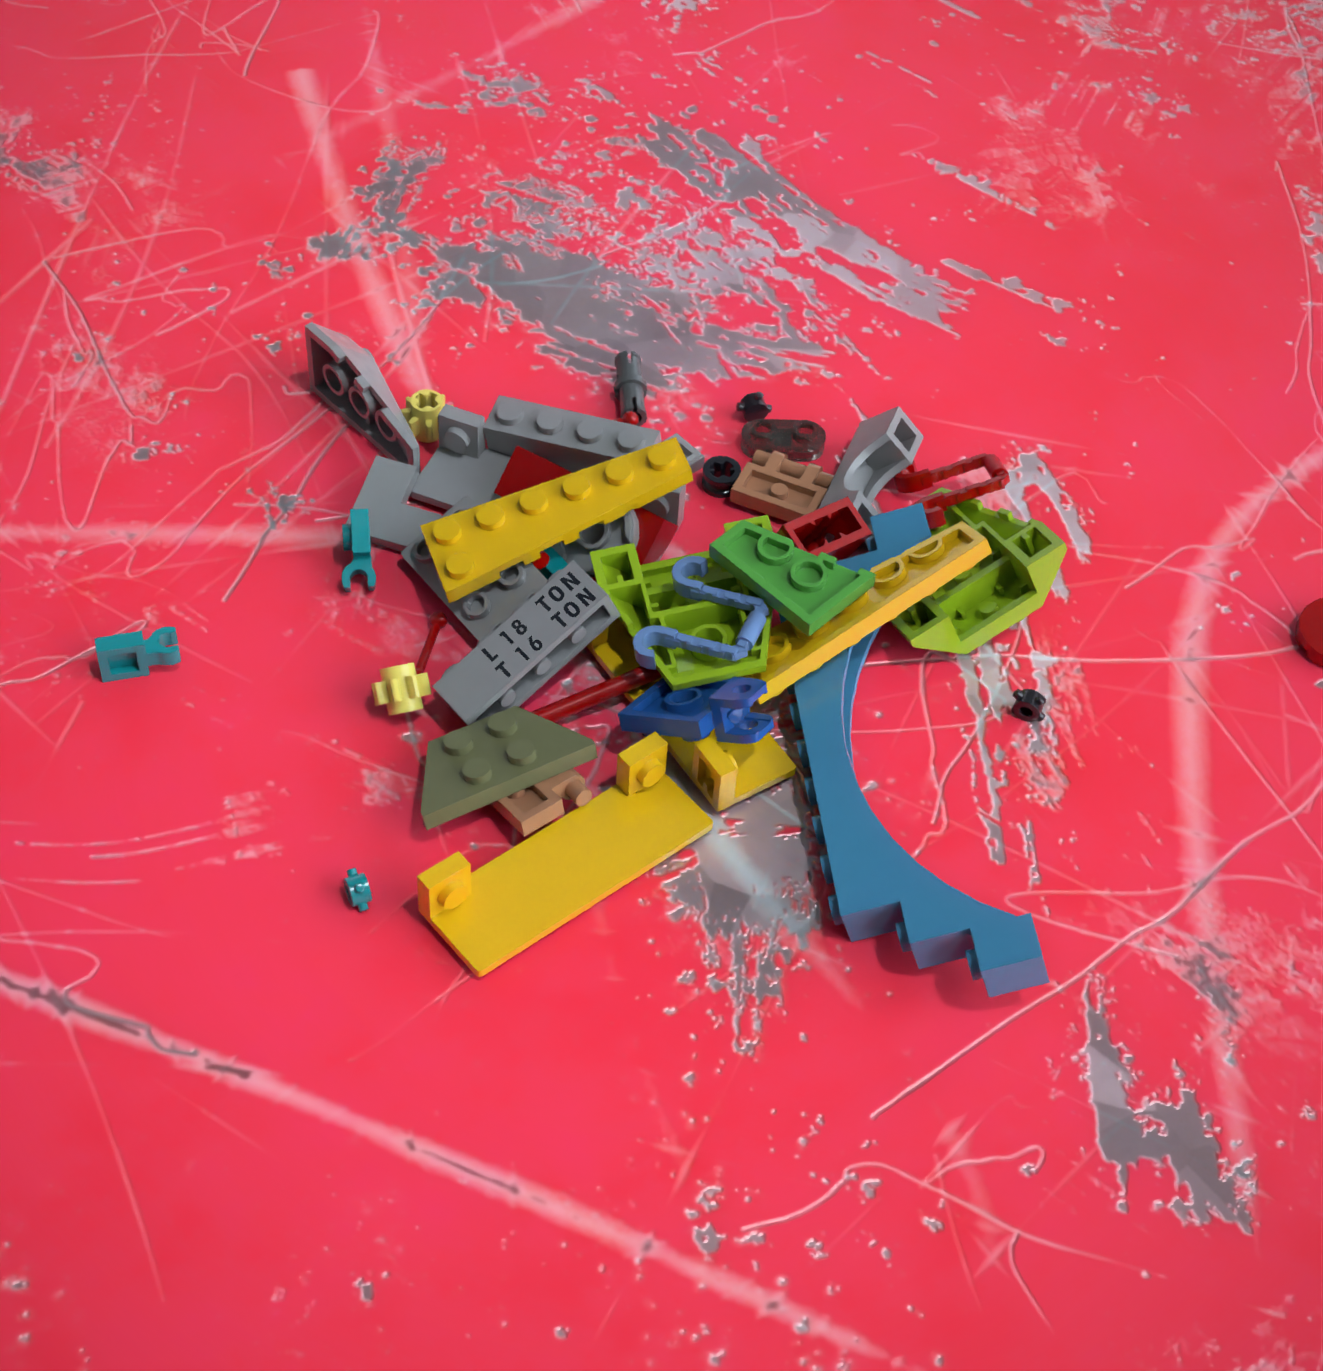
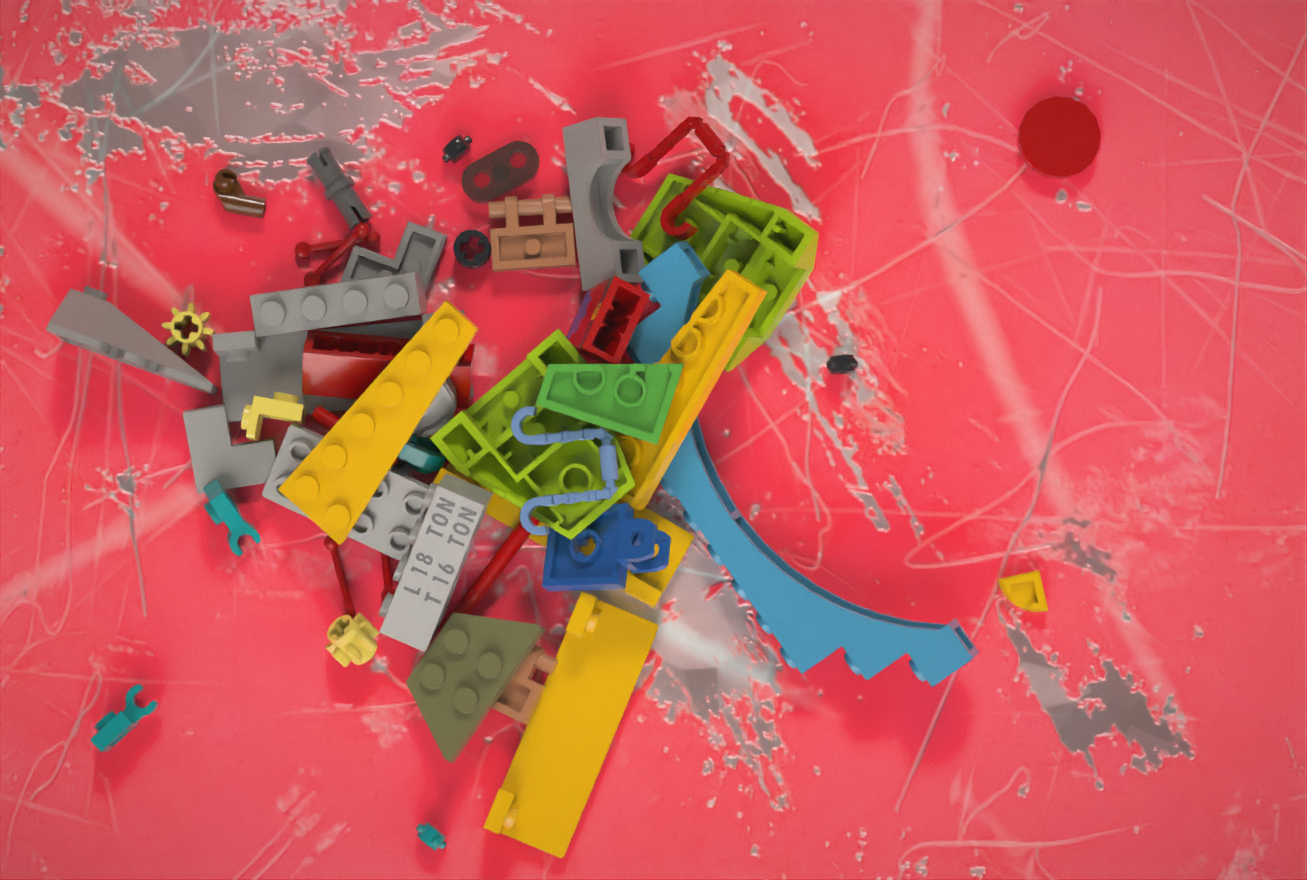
camera: 25 degrees left, 35 degrees up
(450, 484) = (281, 407): none -> light yellow bracket
(534, 358) = (234, 198): none -> reddish brown arm
(1124, 978) = (1025, 591): none -> yellow tile

